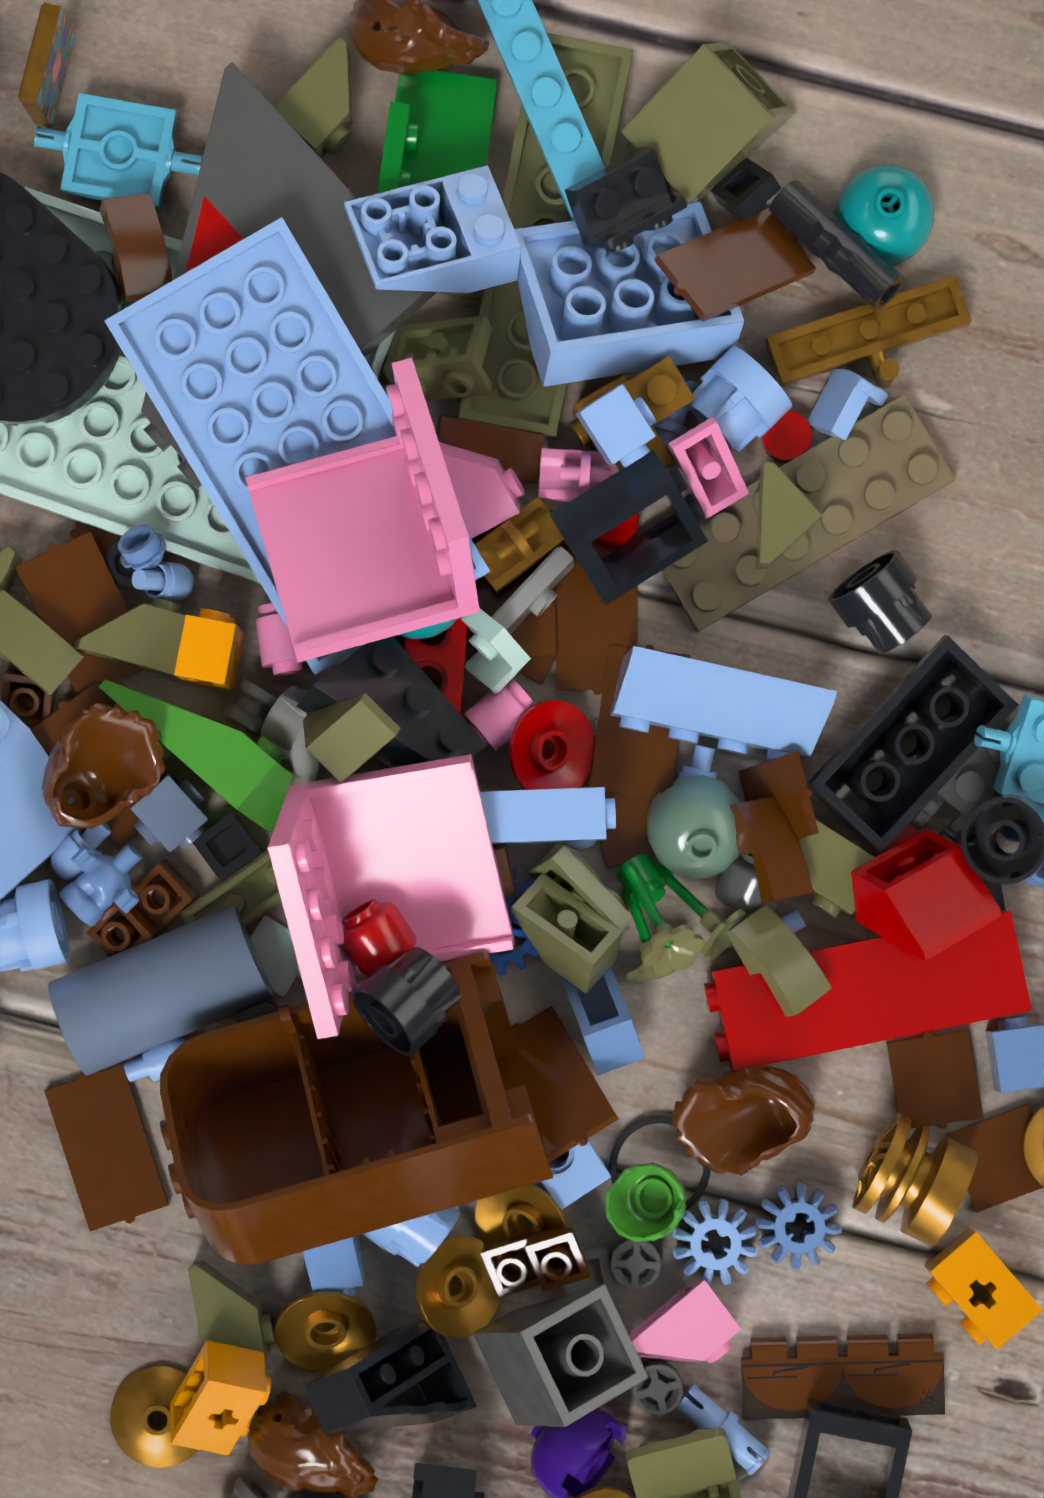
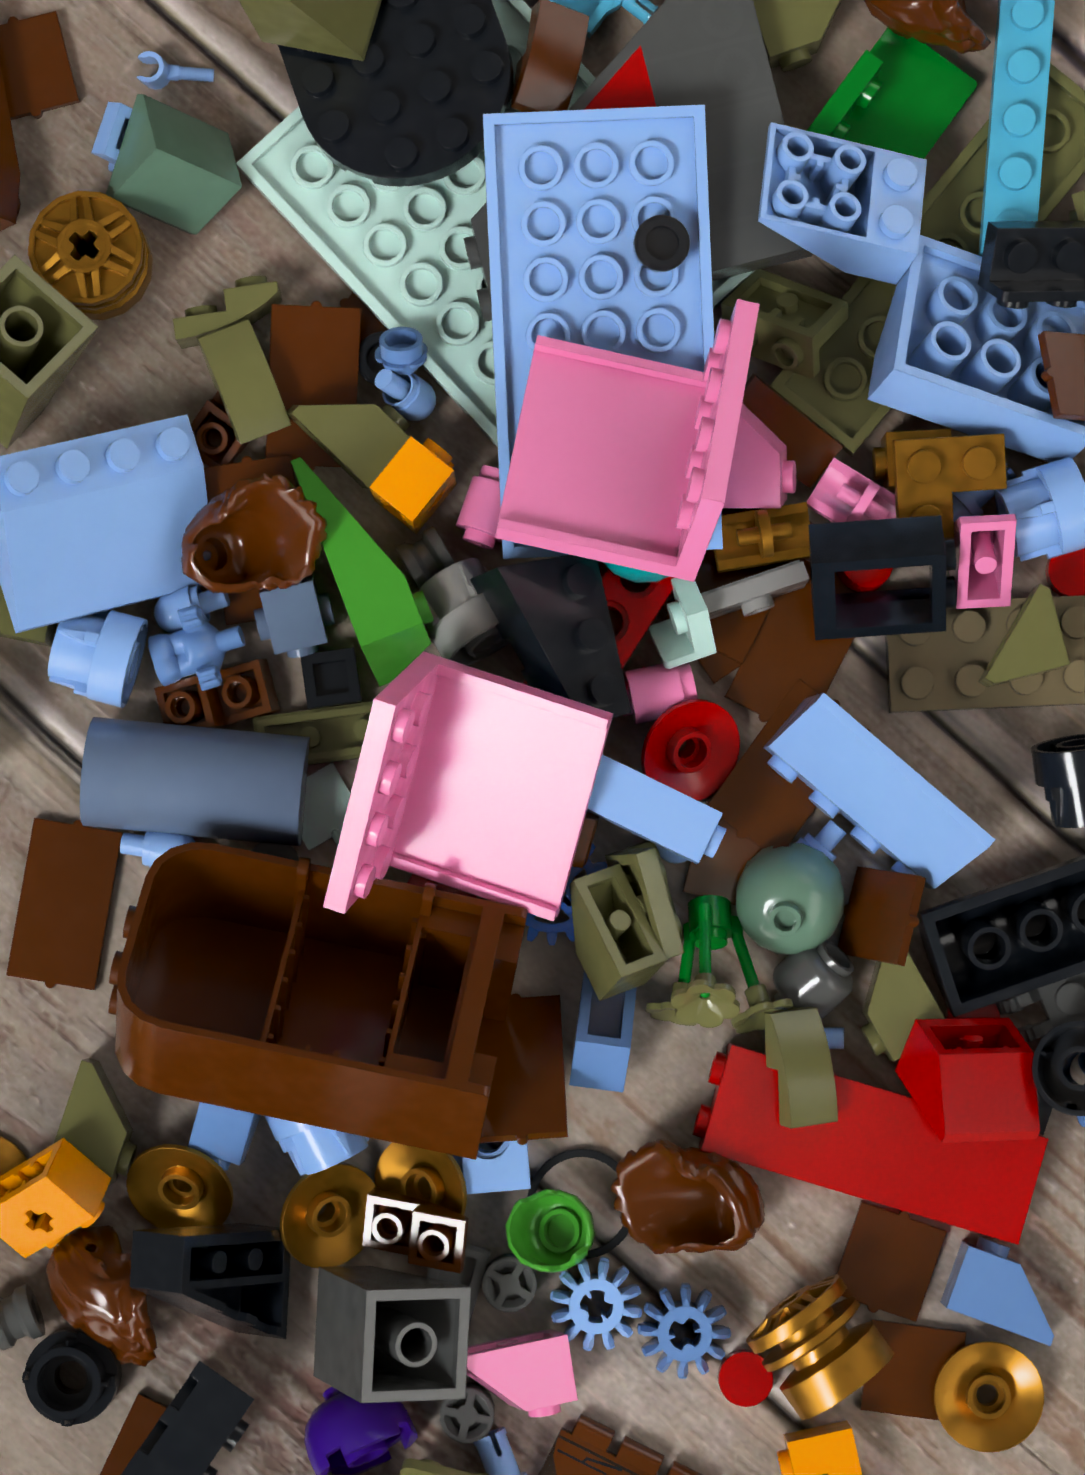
camera: 20 degrees right, 0 degrees up
(306, 349) = (661, 243): none -> black tile
(347, 734) = (505, 631): olive slope -> none
(376, 935) = (430, 842): red head -> none
(407, 1000) = (427, 915): black piece -> none
(618, 426) = (920, 475): light blue brick -> none
(775, 850) = (854, 958): reddish brown slope -> none
(868, 1238) = (744, 1378): none -> red tile

